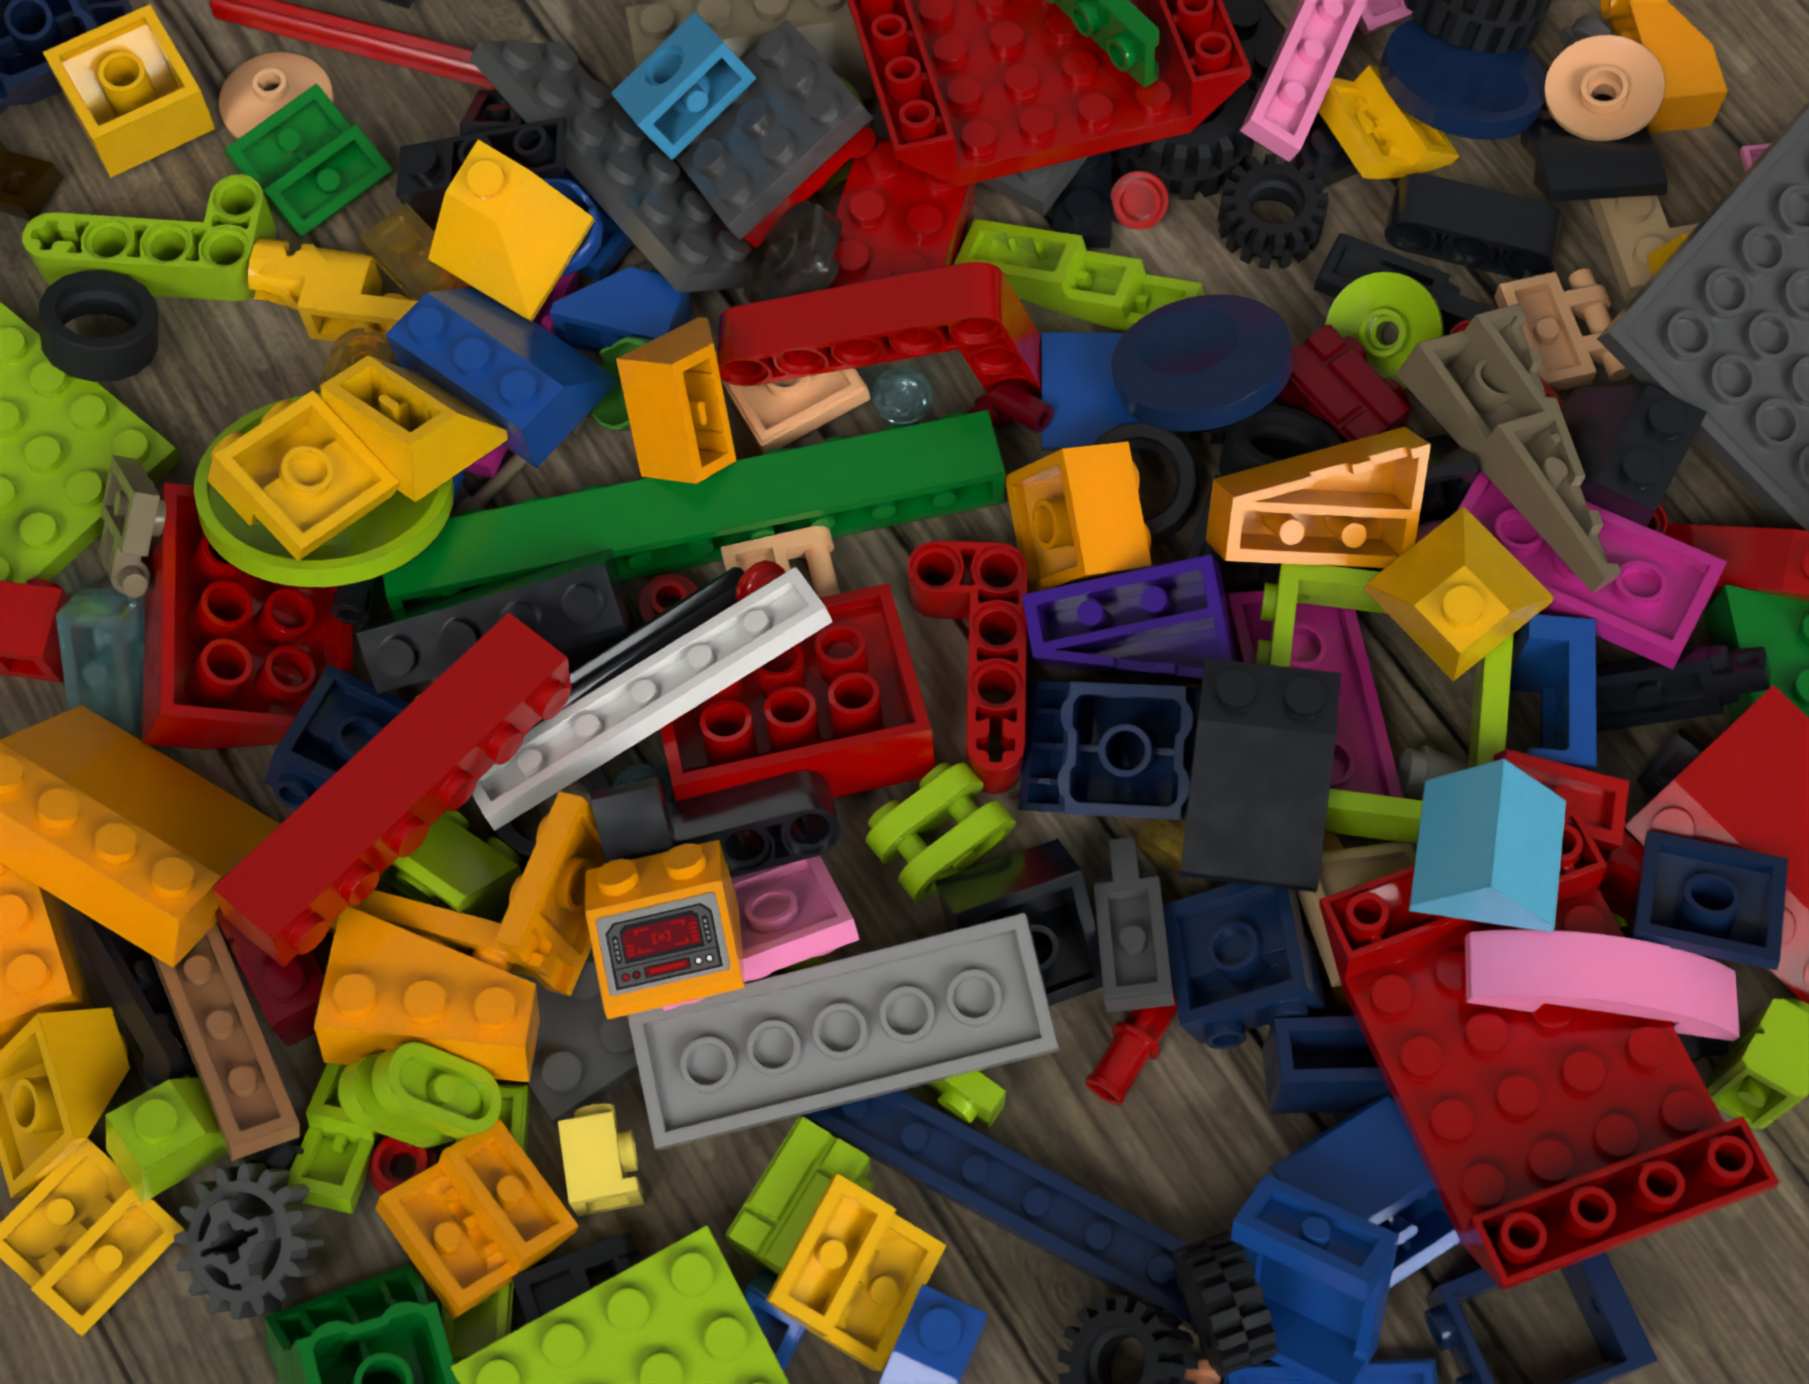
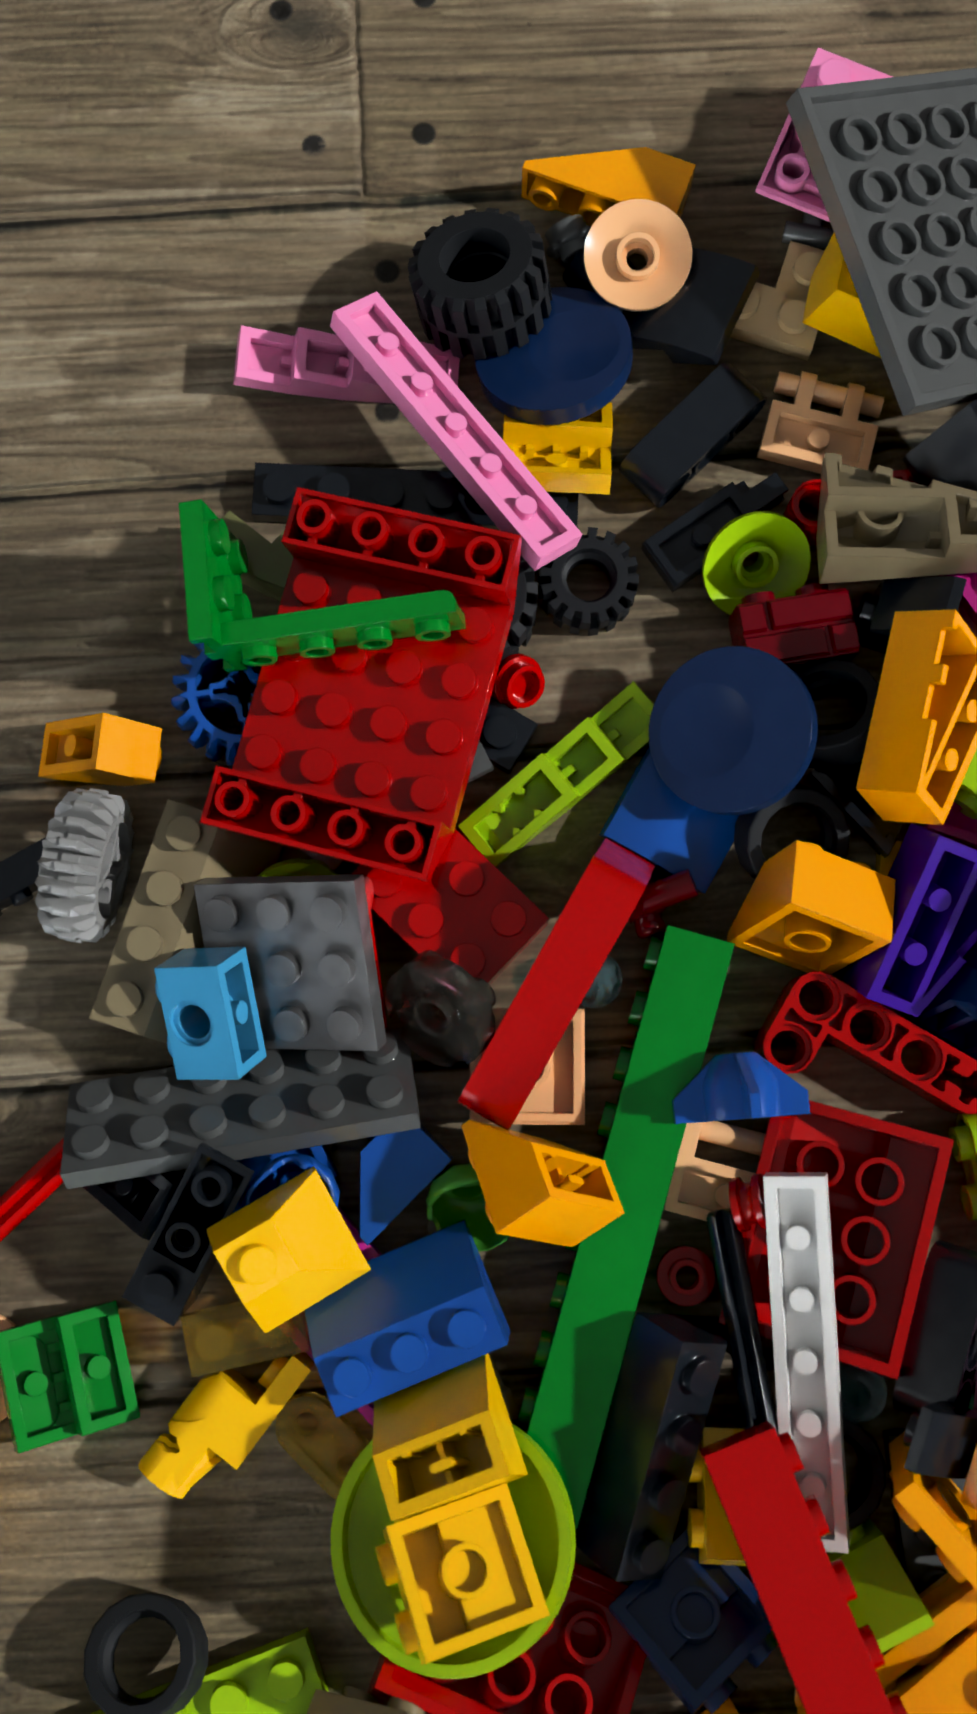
camera: 60 degrees left, 15 degrees up
(146, 247) = (84, 1570): lime beam -> none
(866, 538) = (739, 1088): none -> blue piece

